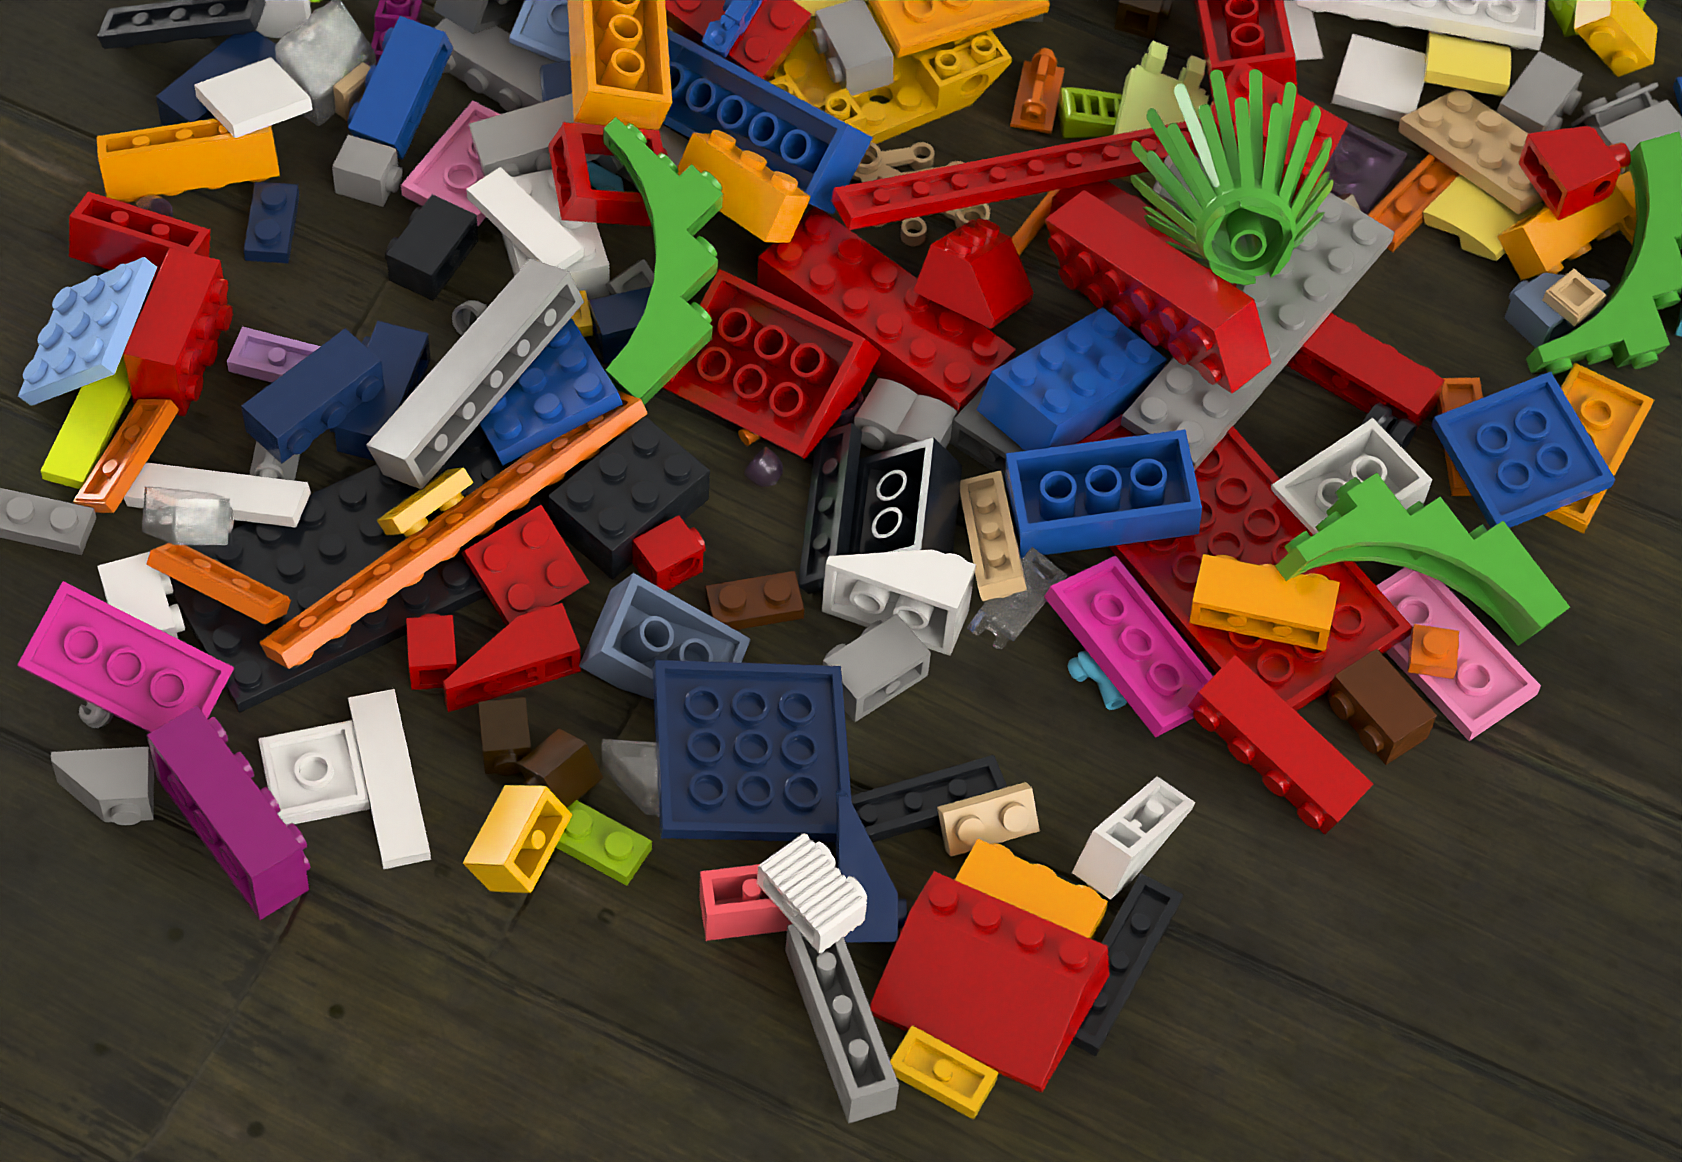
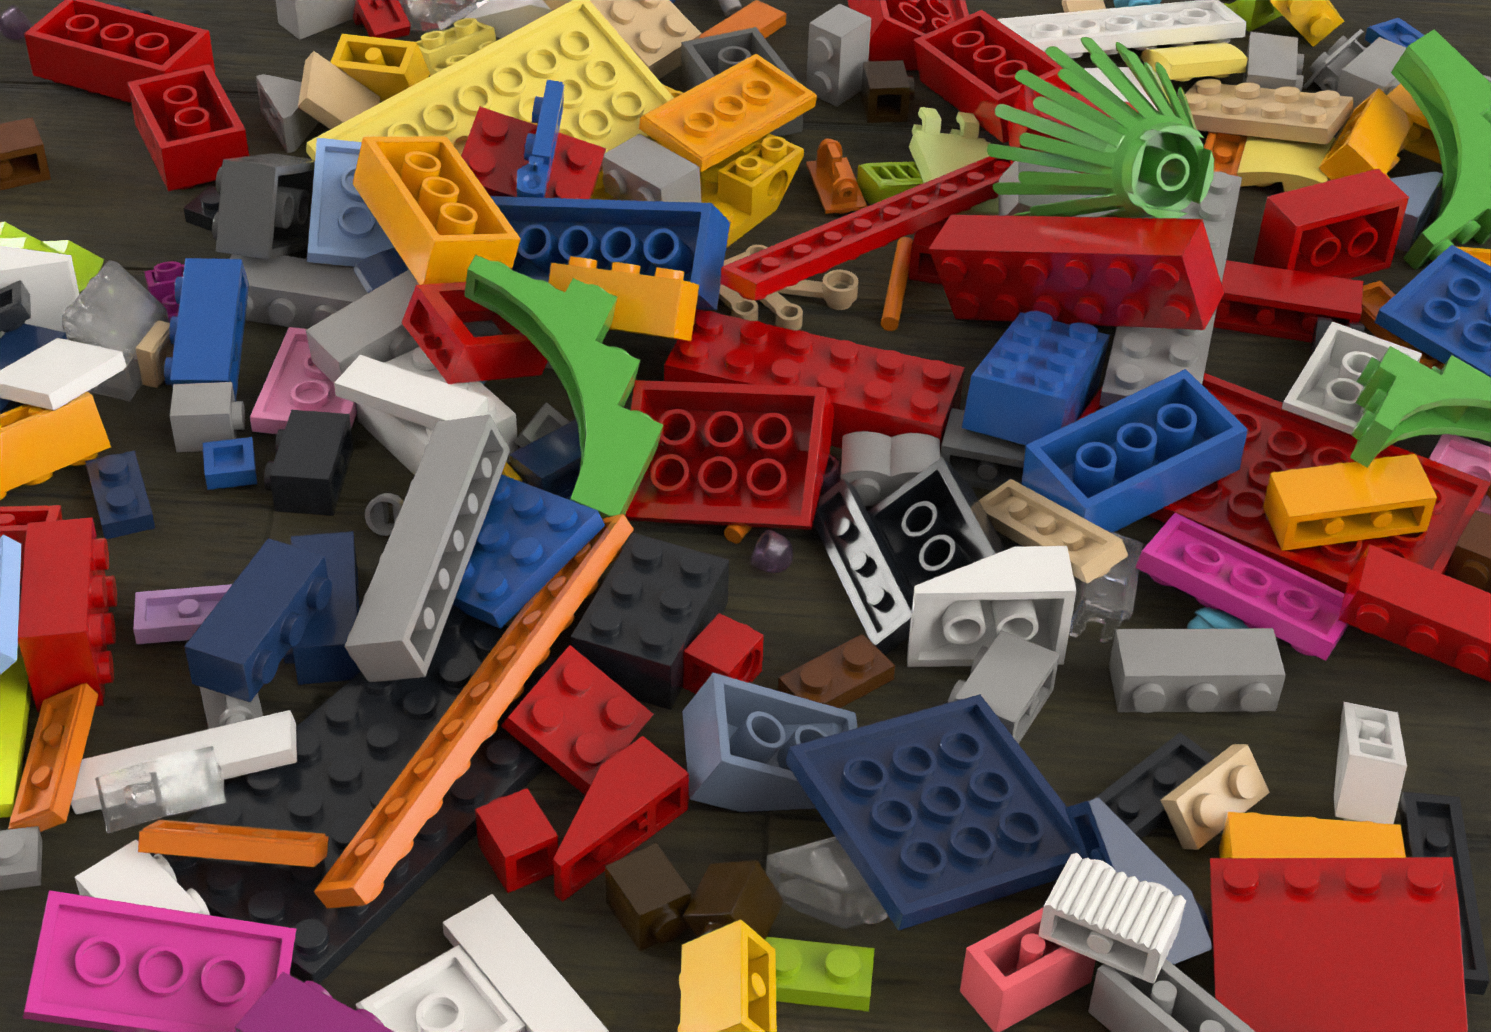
camera: 20 degrees left, 15 degrees down
(368, 224) = (229, 463): none -> blue plate
(439, 493) = (447, 674): yellow plate -> none
(975, 273) = (883, 315): red slope -> none
(1044, 705) = (1196, 670): none -> light grey brick
(1453, 313) = (1333, 226): none -> red brick
(1572, 168) = (1357, 87): red torso -> none
(1574, 297) = (1425, 187): tan tile -> none

